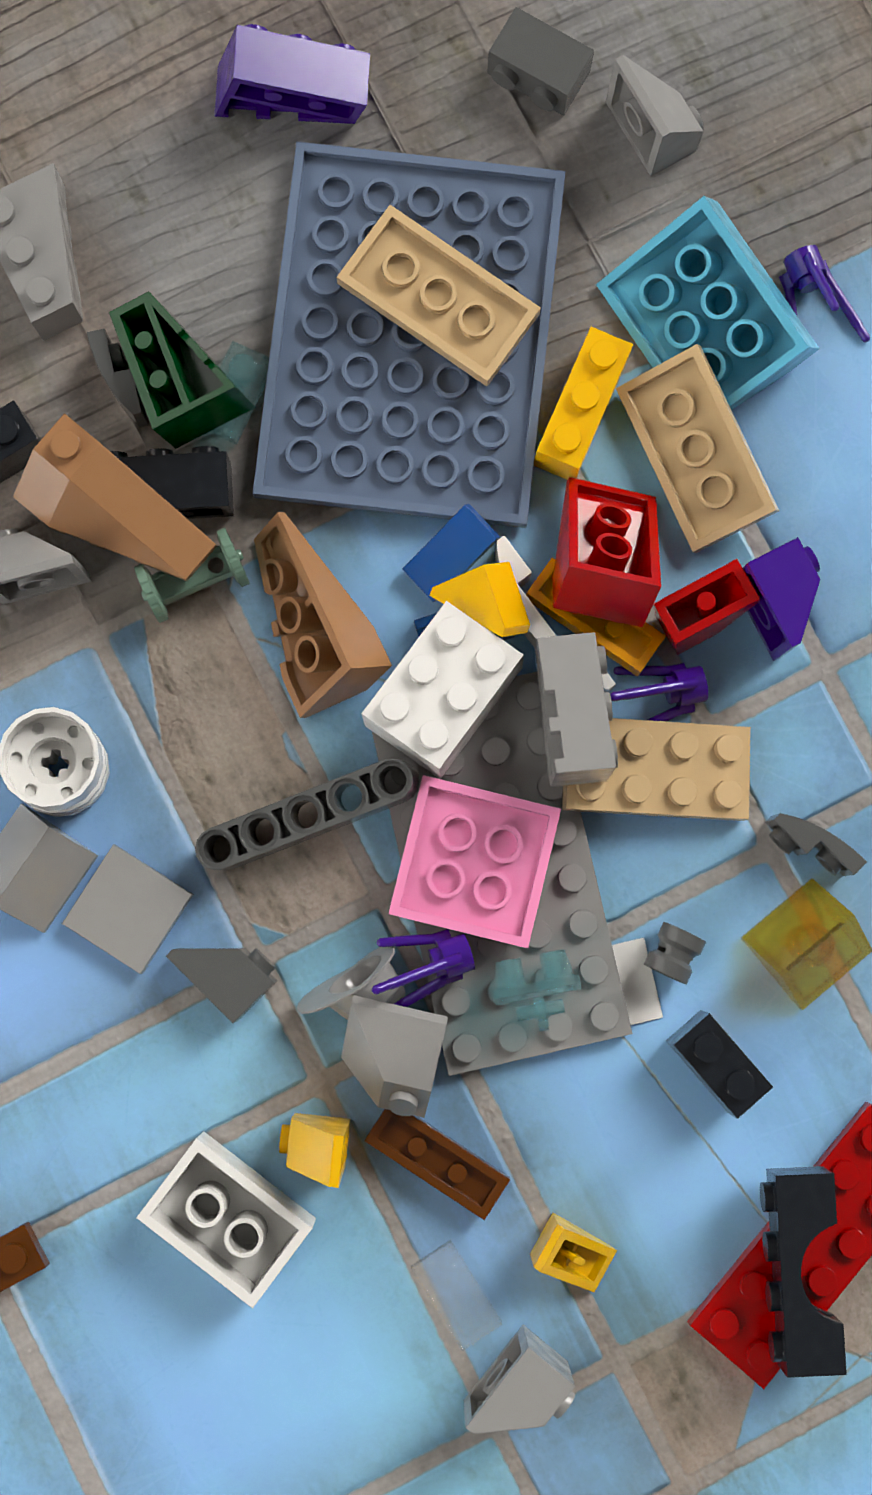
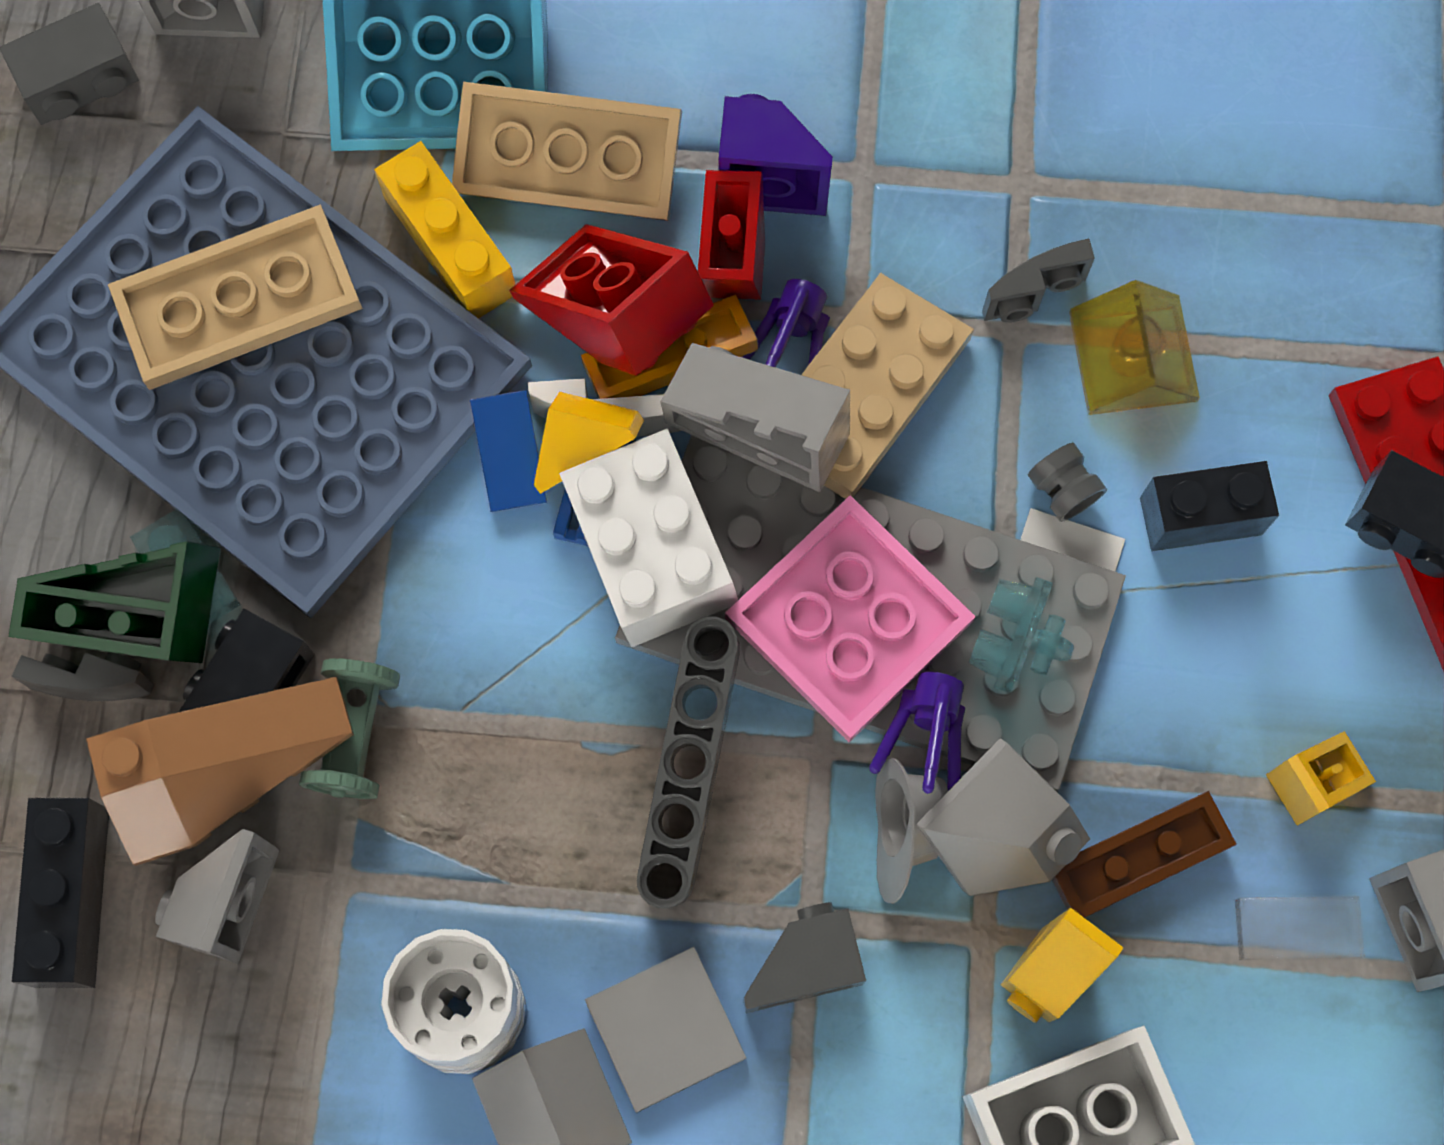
camera: 55 degrees left, 10 degrees down
(323, 632) = (502, 633): medium nougat wedge -> none

